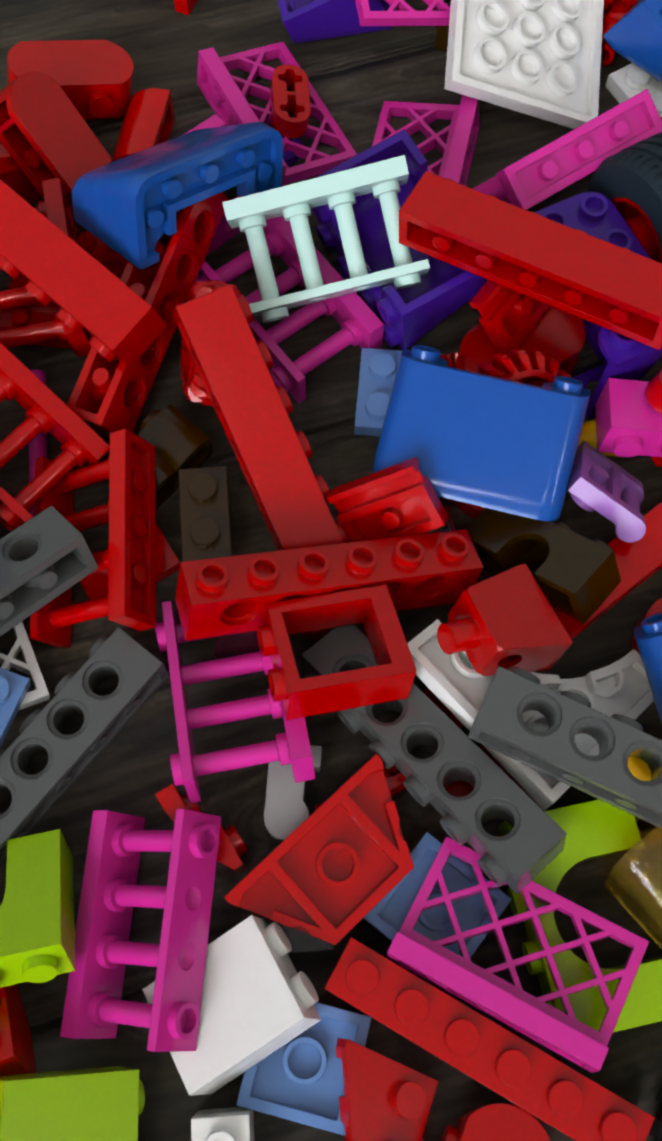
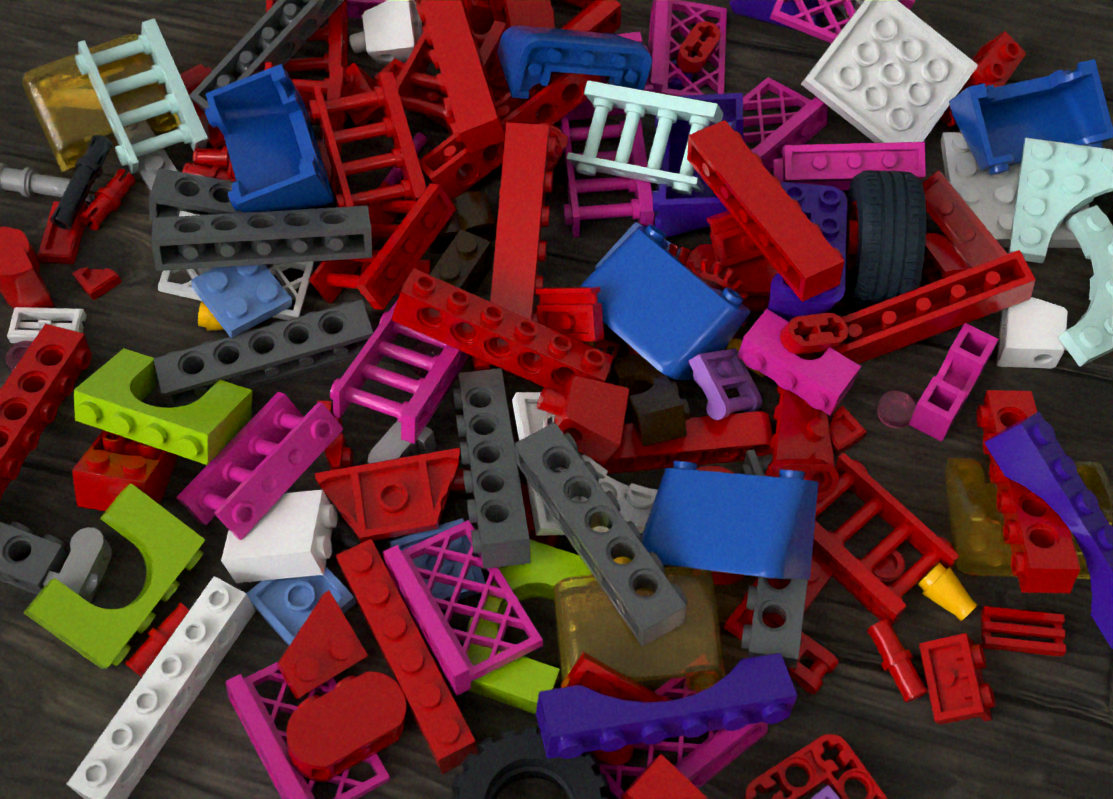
camera: 35 degrees right, 10 degrees down
(340, 690) = (465, 393): red window -> none

